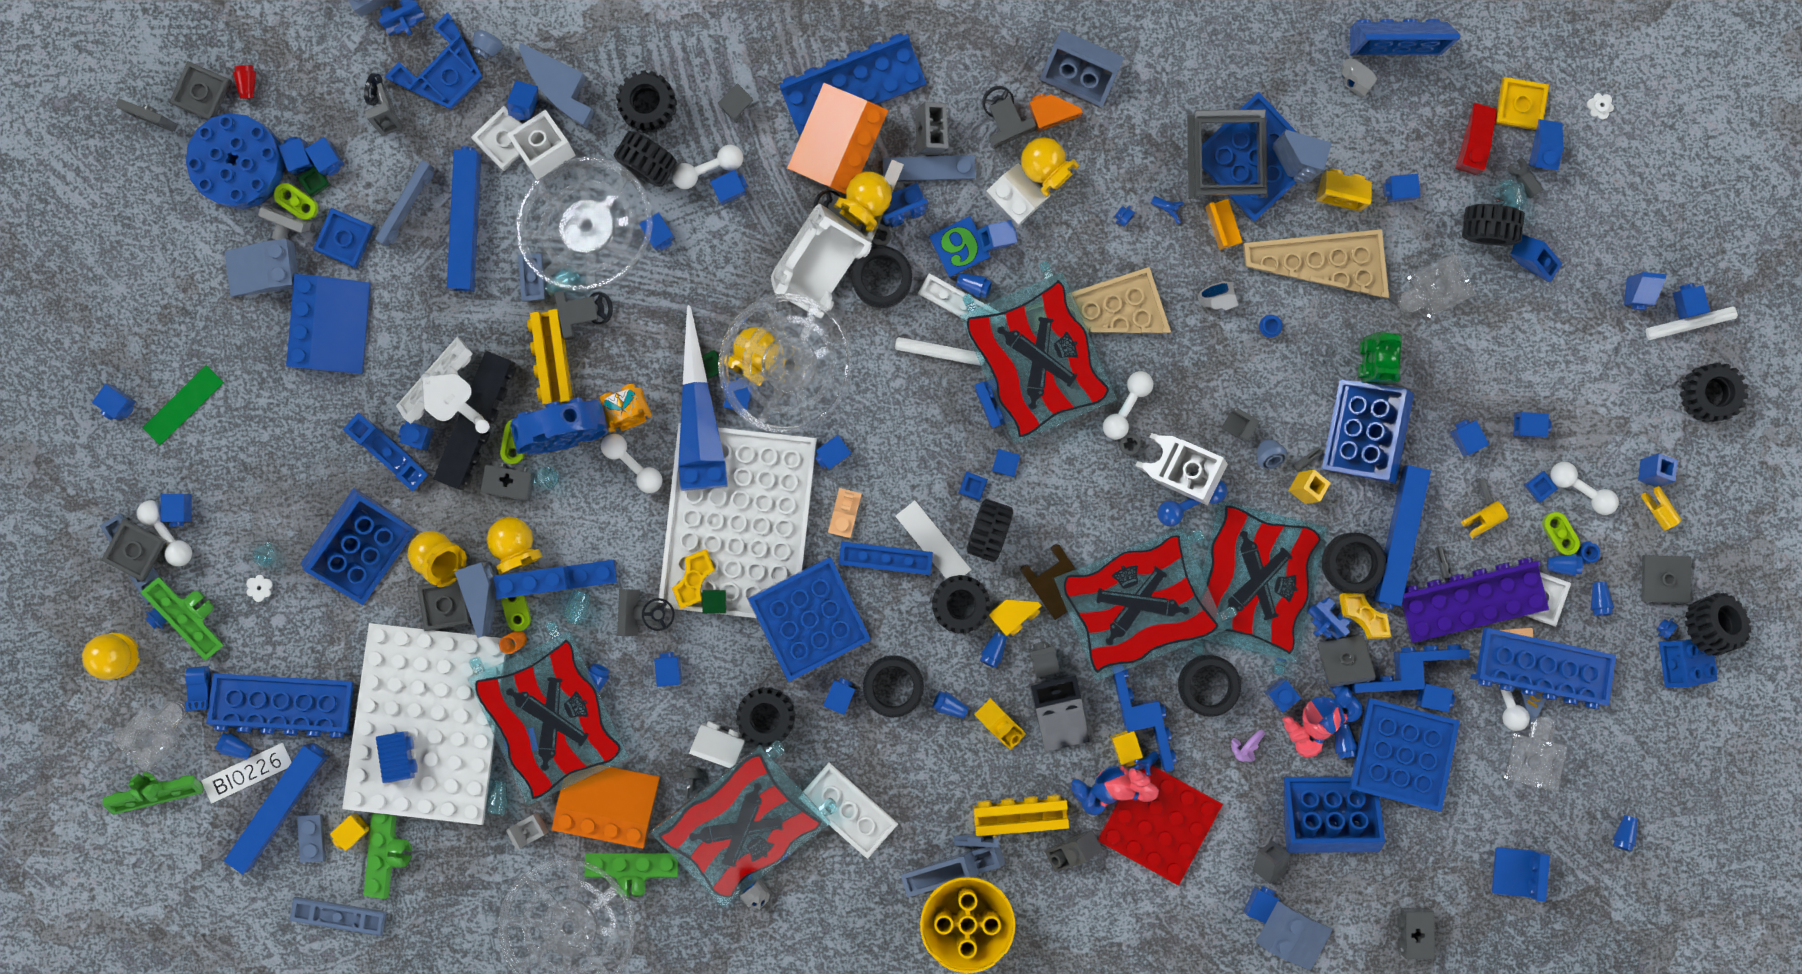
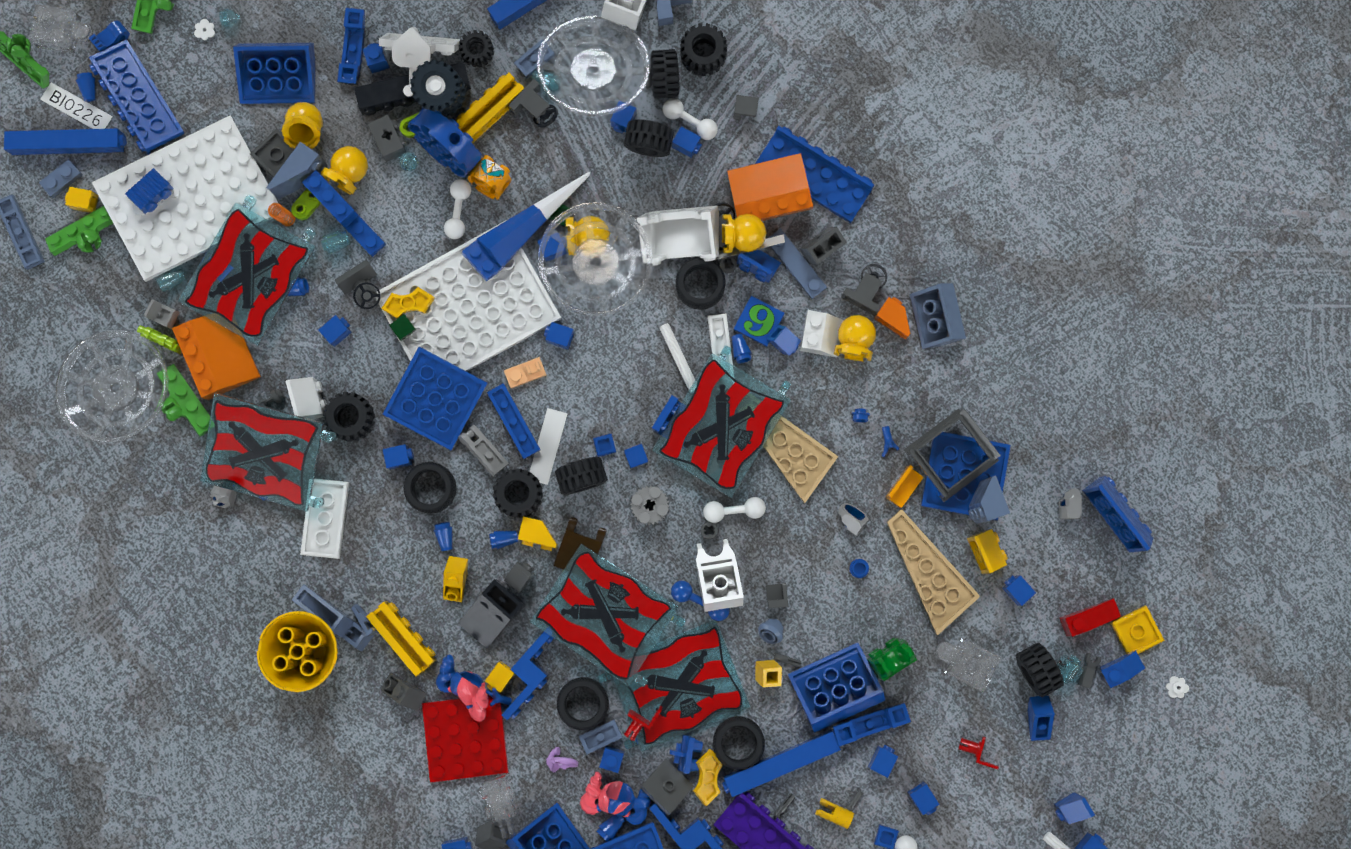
camera: 55 degrees right, 5 degrees down
(492, 328) = (476, 38): none -> black tyre
(504, 395) = (438, 87): none -> black plate
(560, 845) = (159, 338): none -> lime plate
(700, 222) = (648, 138): none -> black tyre
(893, 608) = (483, 450): none -> light grey plate
(1077, 477) = (640, 500): none -> light grey brick
(1247, 829) = (500, 802): none -> clear brick
(1252, 691) = (600, 736): none -> sand blue plate
(1267, 642) = (639, 722): none -> red bracket
(1425, 423) = (871, 723): none -> blue slope
(1522, 340) = (976, 748): none -> red bracket

